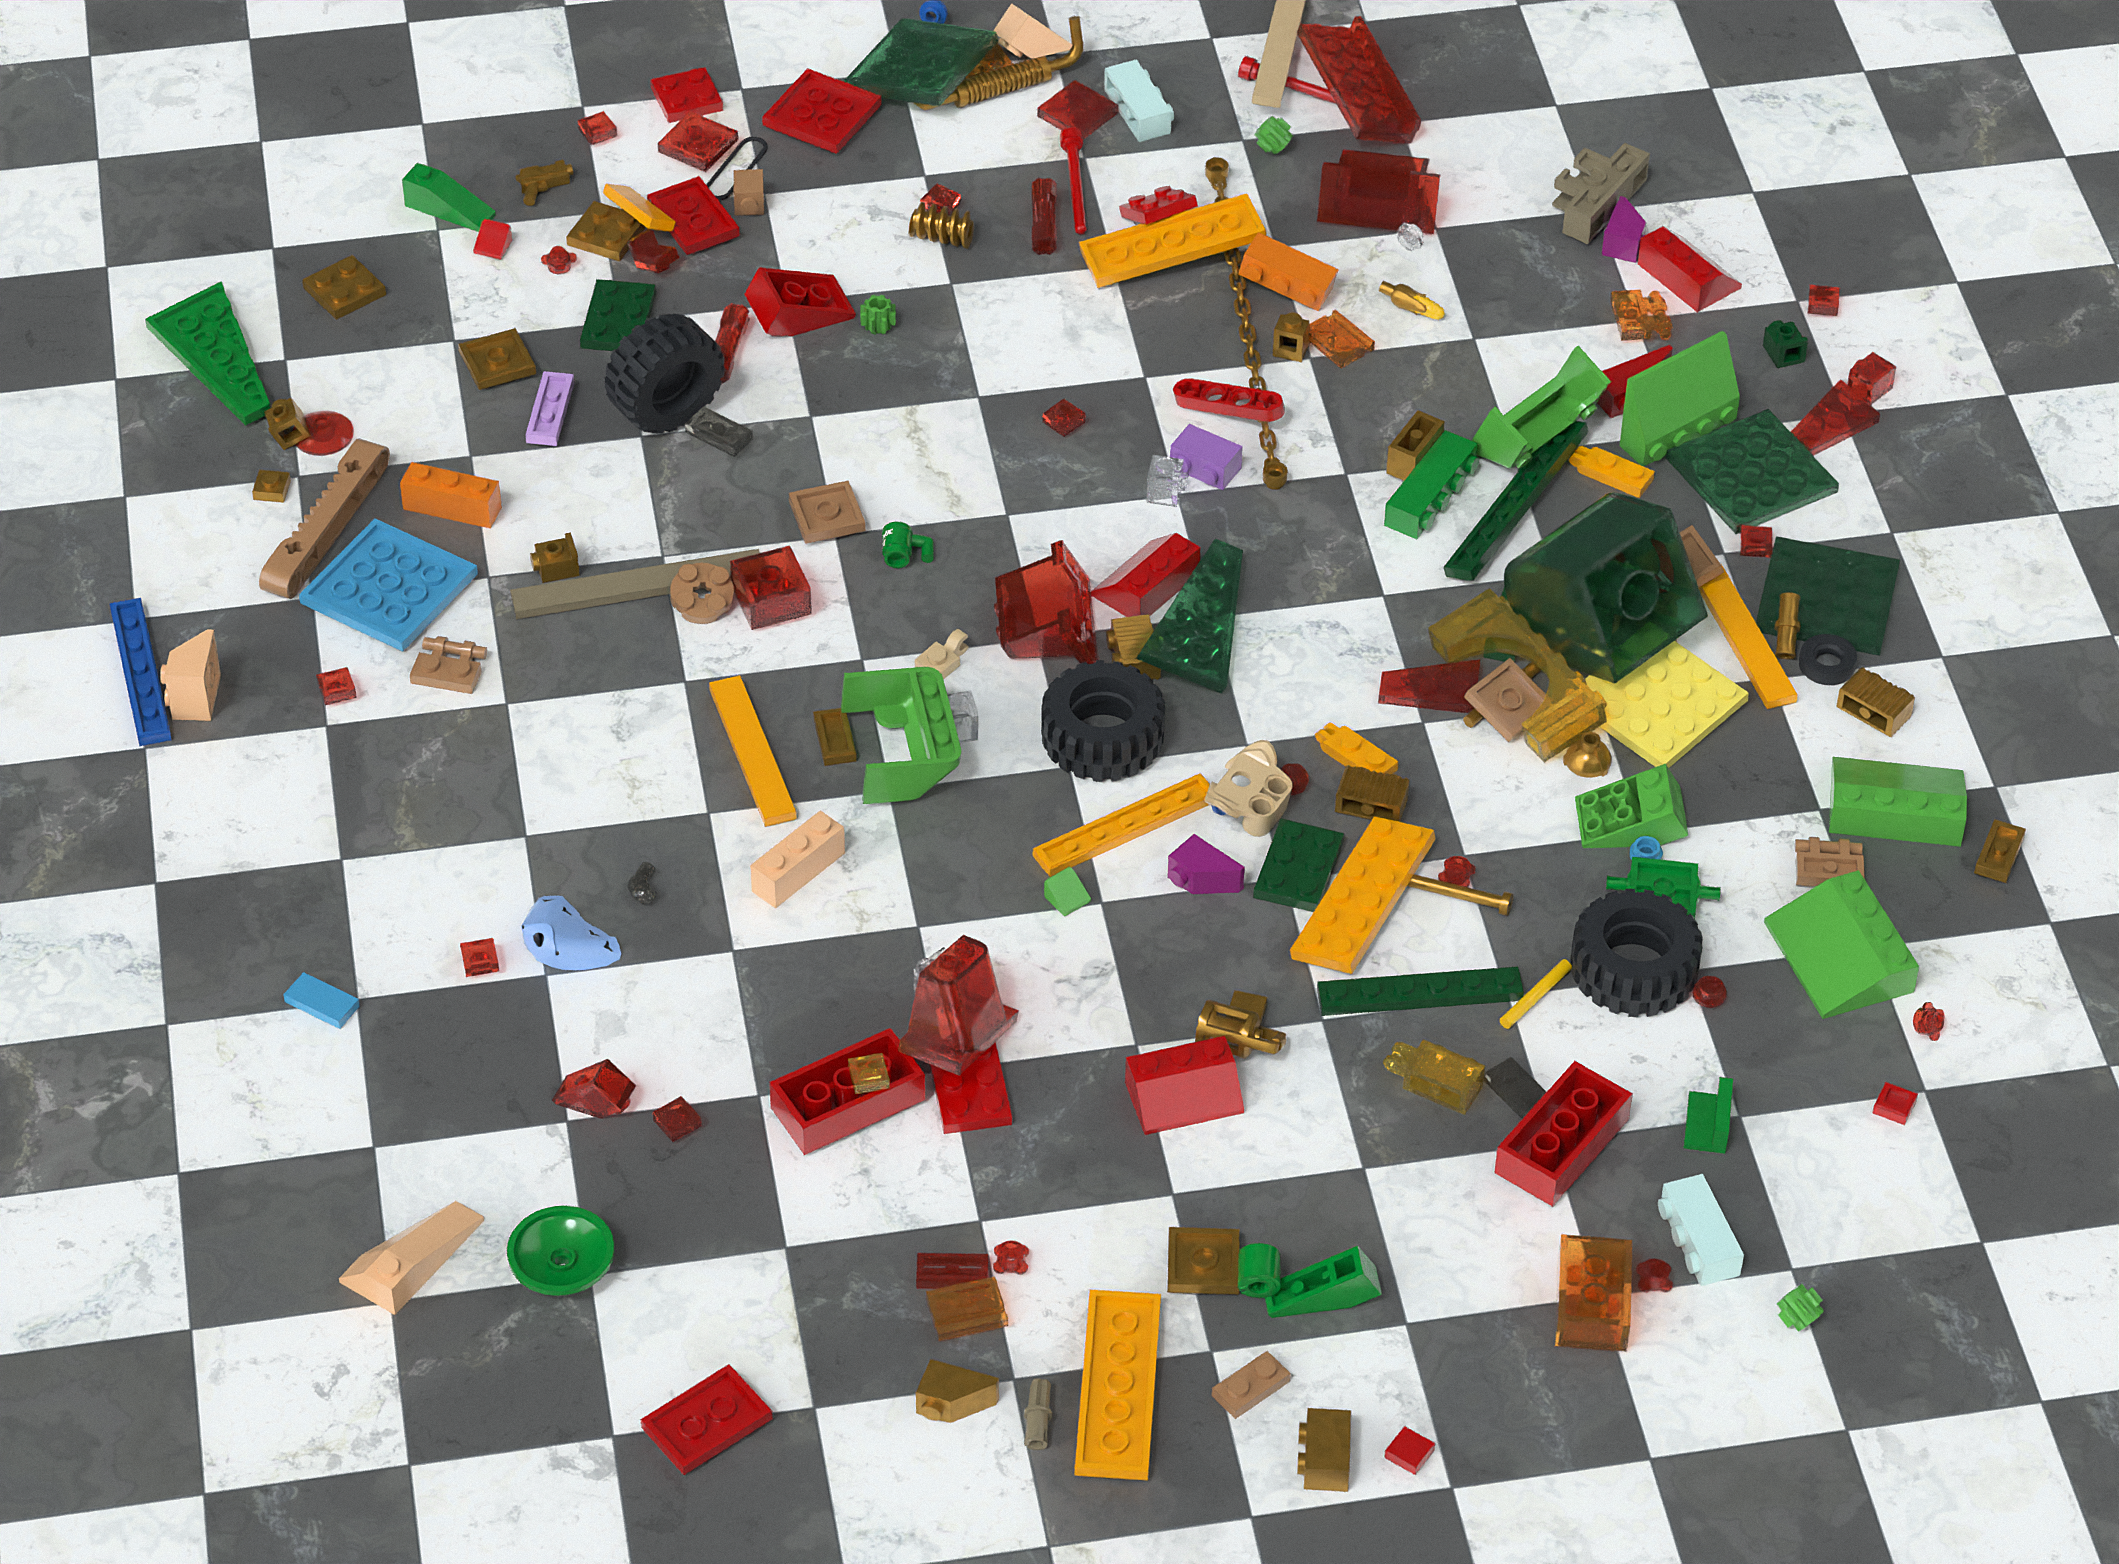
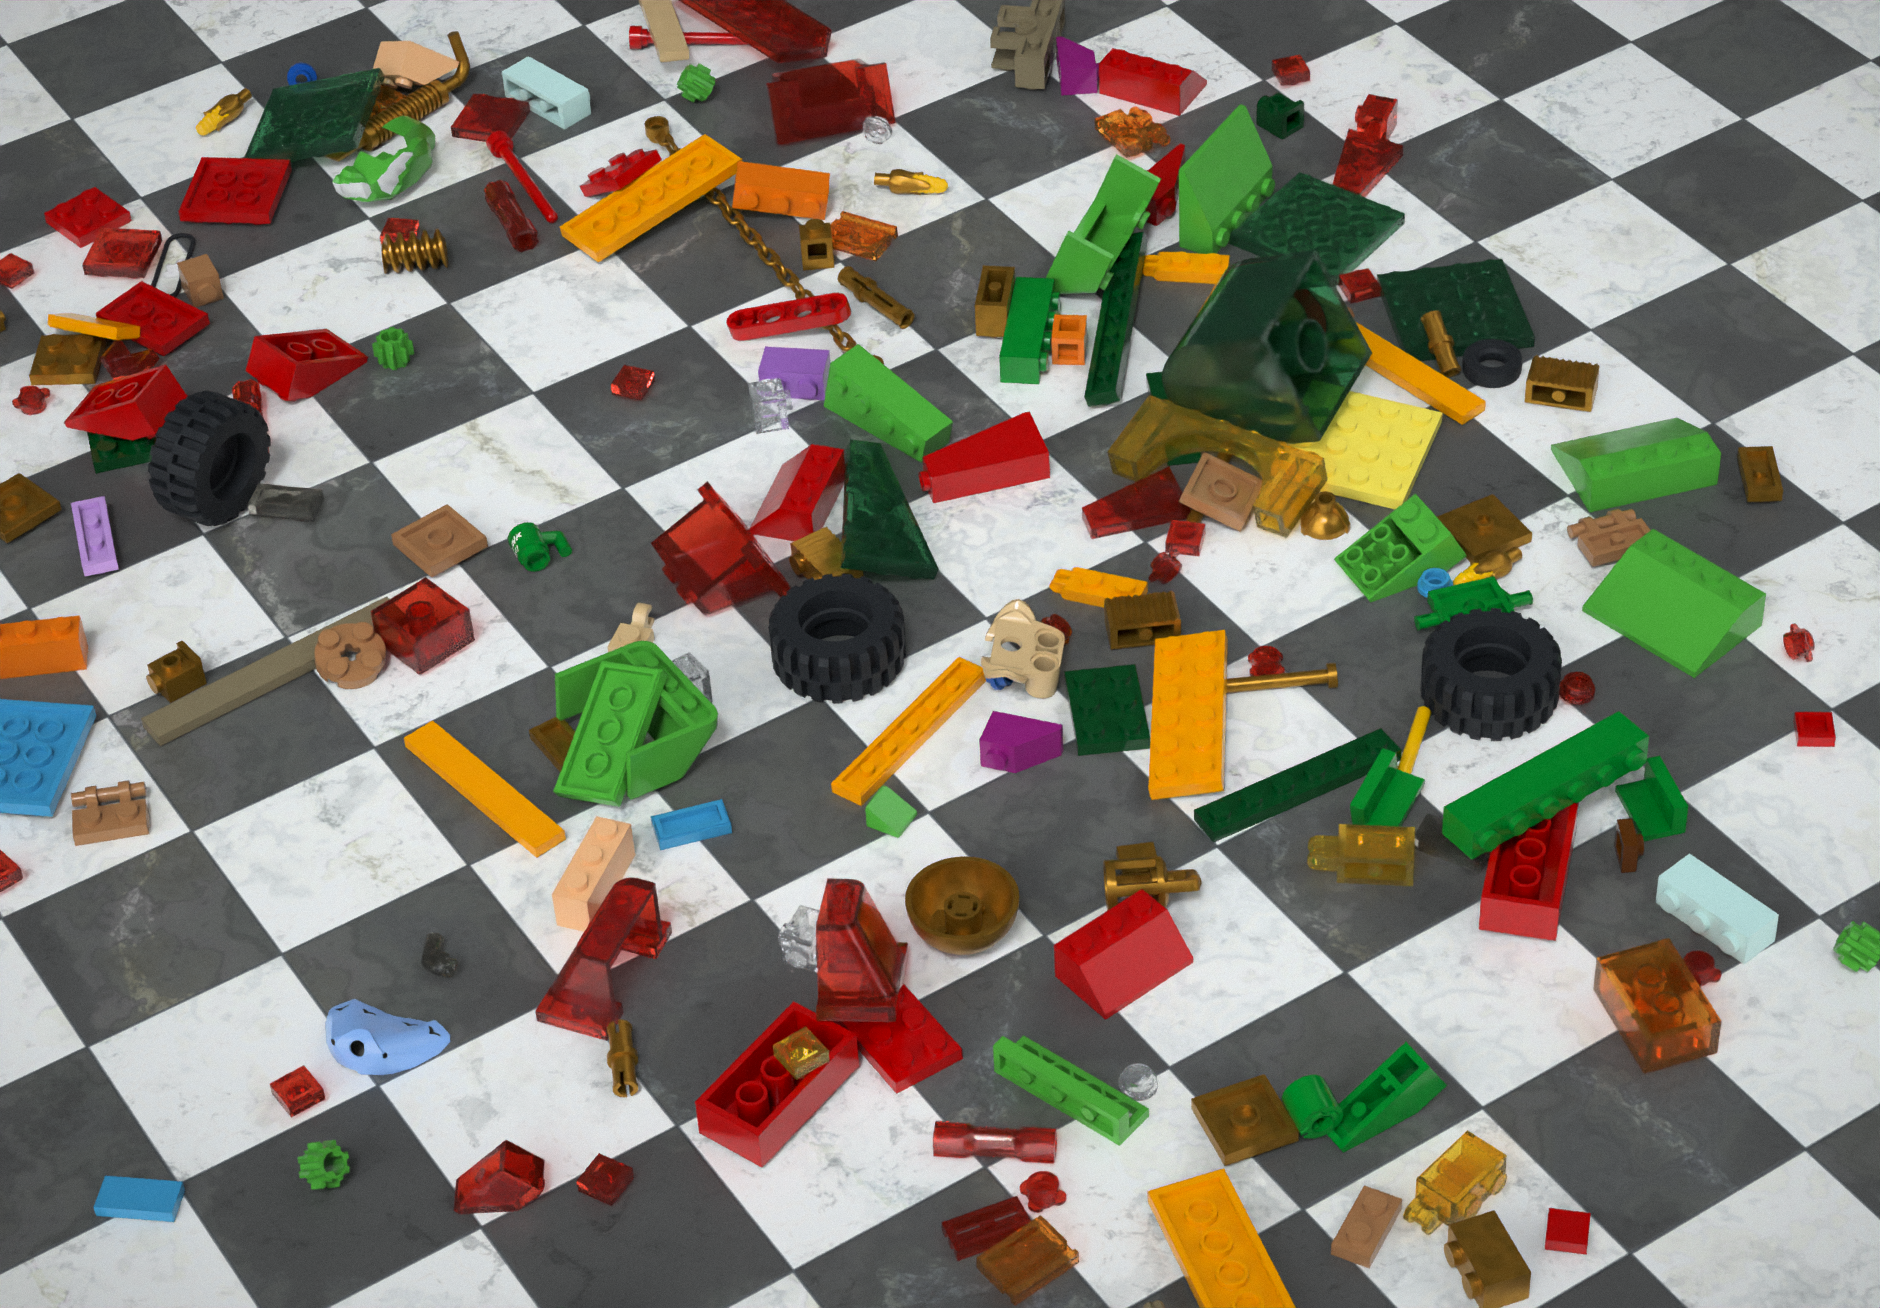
camera: 20 degrees left, 5 degrees down
(458, 1024) = (323, 1164): none -> bright green gear
(628, 296) = (129, 405): none -> red slope
(741, 1023) = (622, 1058): none -> pearl gold pin
(791, 907) = (583, 990): none -> clear red windscreen
(849, 27) = (223, 112): none -> pearl gold piece
(869, 738) = (610, 725): none -> bright green tile
(901, 843) = (691, 824): none -> dark azure tile
(963, 135) = (389, 174): none -> bright green animal
(1016, 1213) = (966, 1140): none -> clear red axle
(1072, 994) = (962, 904): none -> pearl gold piece
(1074, 1186) = (1068, 1088): none -> bright green fence
(1137, 1197) = (1138, 1082): none -> clear plate
(1263, 516) = (884, 405): none -> bright green wedge
(1307, 383) = (866, 290): none -> pearl gold pin
(1324, 599) = (987, 461): none -> red slope
(1339, 1378) = (1457, 1183): none -> clear yellow brick
(1420, 753) = (1165, 567): none -> clear red plate
(1456, 731) = (1185, 537): none -> clear red plate
(1461, 506) = (1069, 339): none -> orange brick
(1482, 1027) = (1385, 793): none -> green panel
(1606, 1069) = (1545, 785): none -> green brick
(1662, 1147) = (1628, 845): none -> reddish brown plate
(1705, 853) = (1493, 564): none -> pearl gold piece
(1721, 815) = (1485, 527): none -> pearl gold plate

